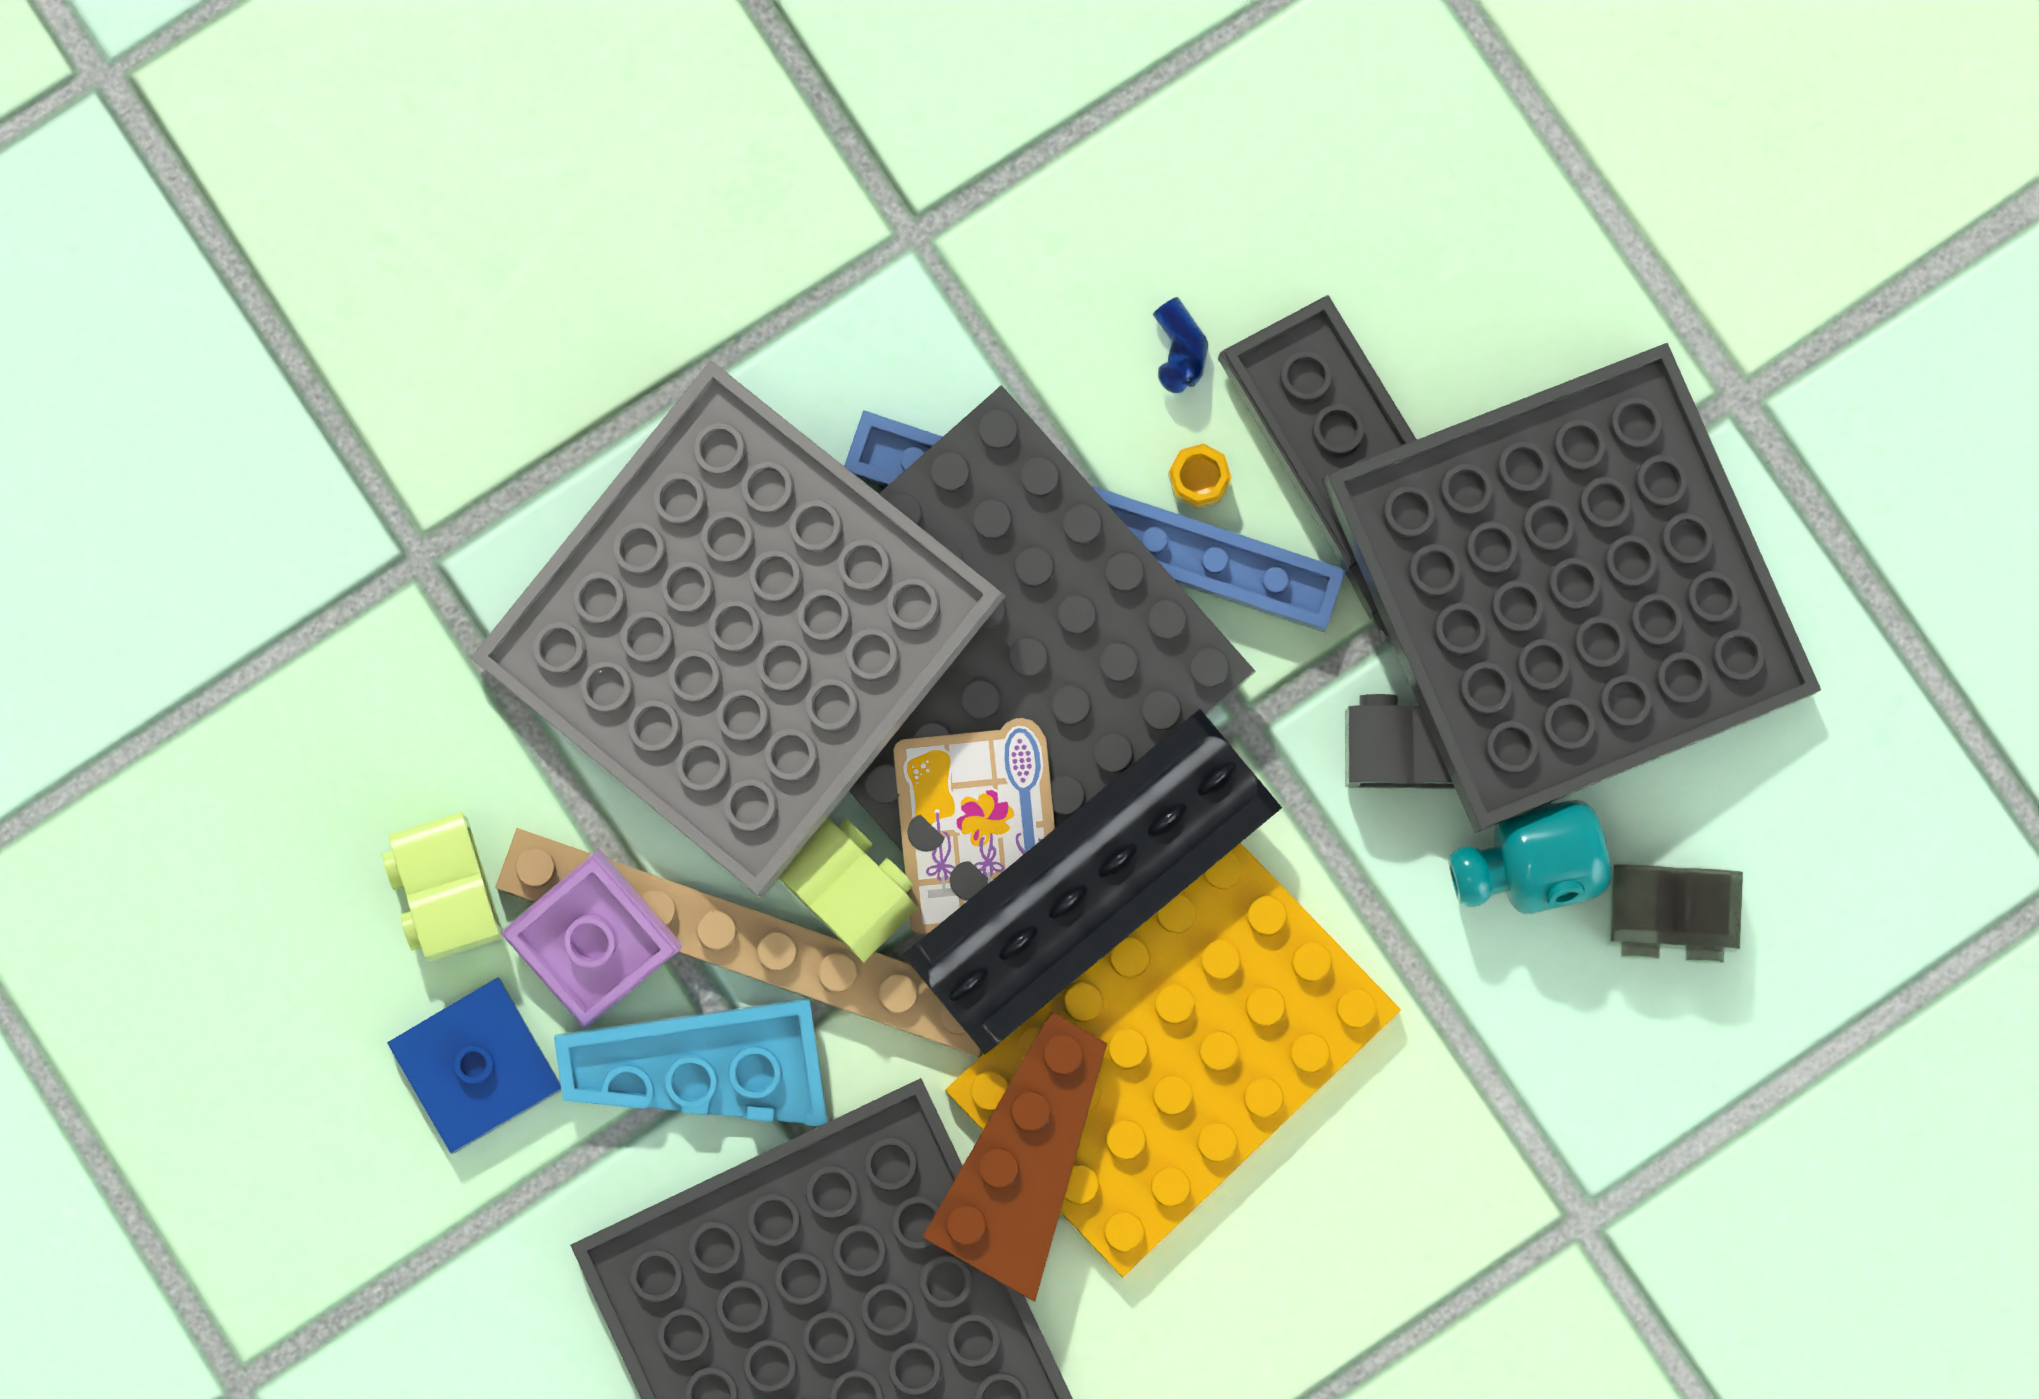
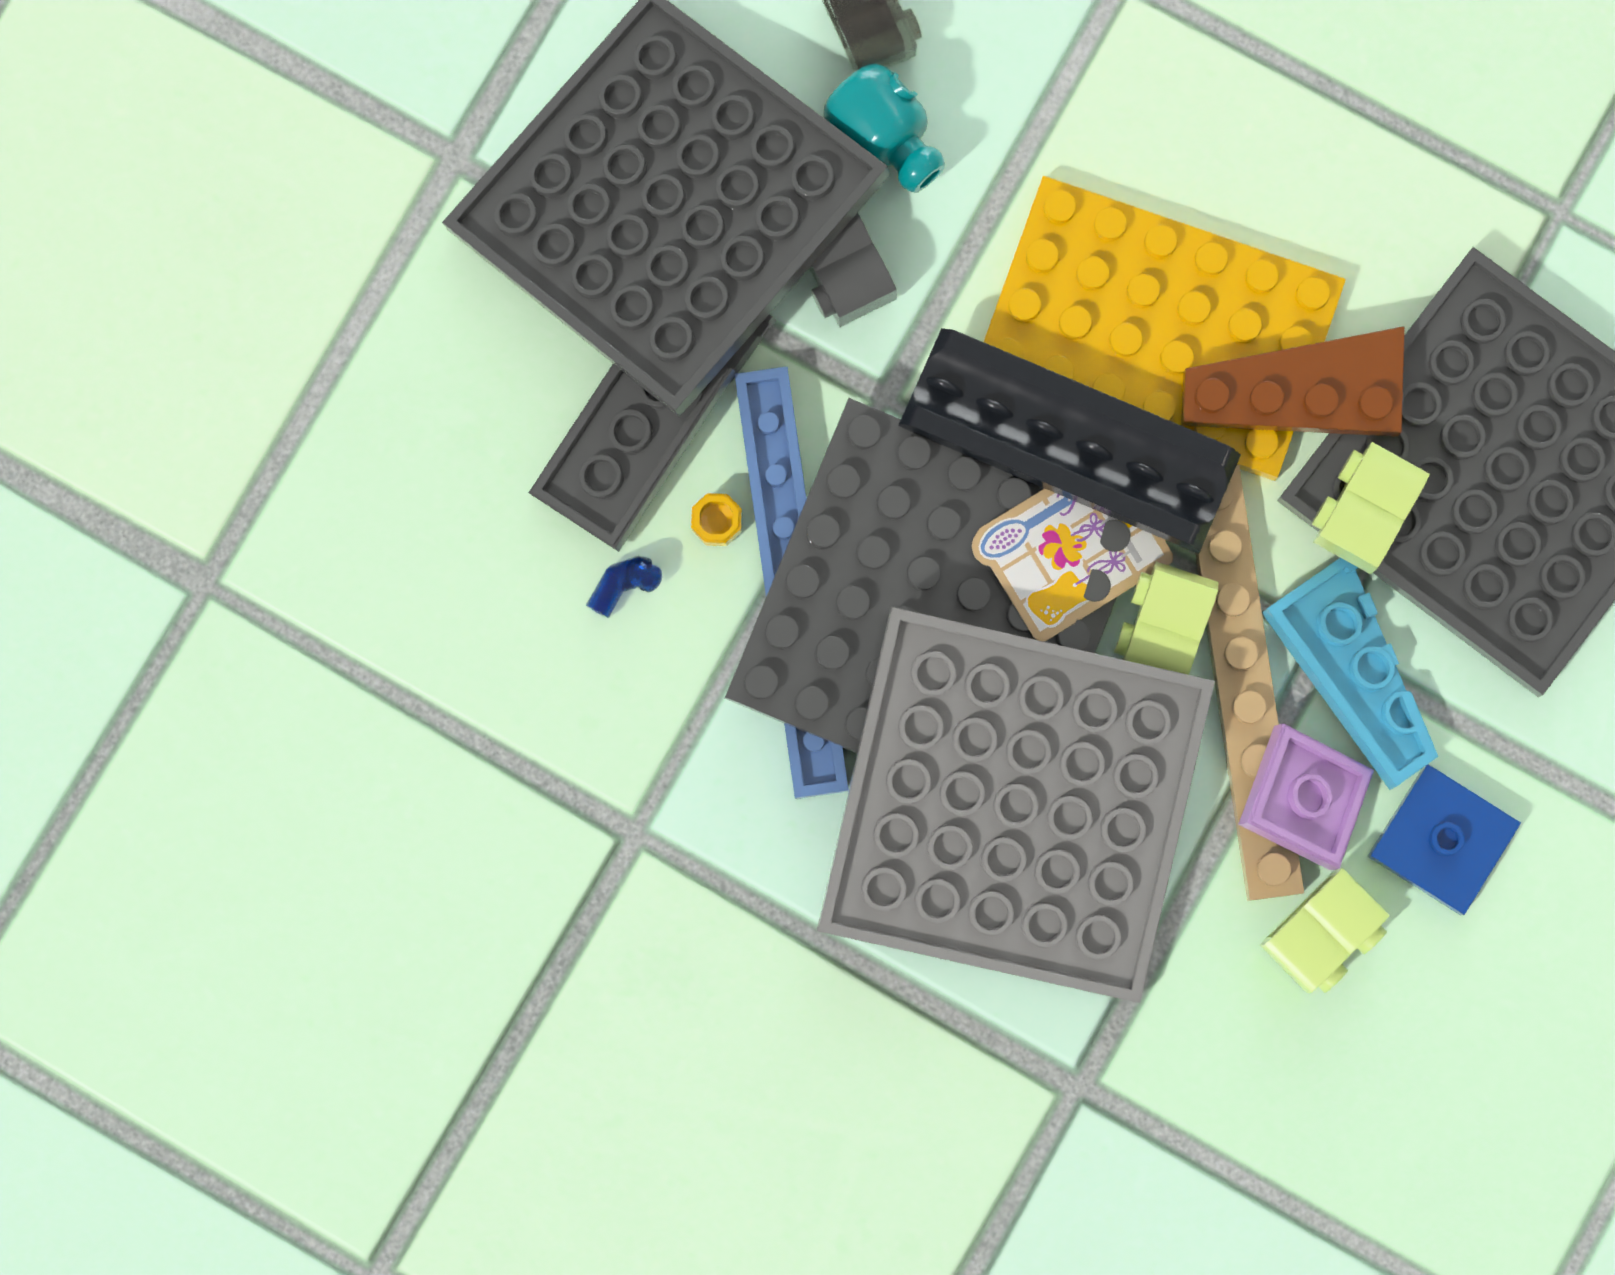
camera: 110 degrees left, 0 degrees up
(858, 1159) = (1370, 506): none -> yellowish green brick

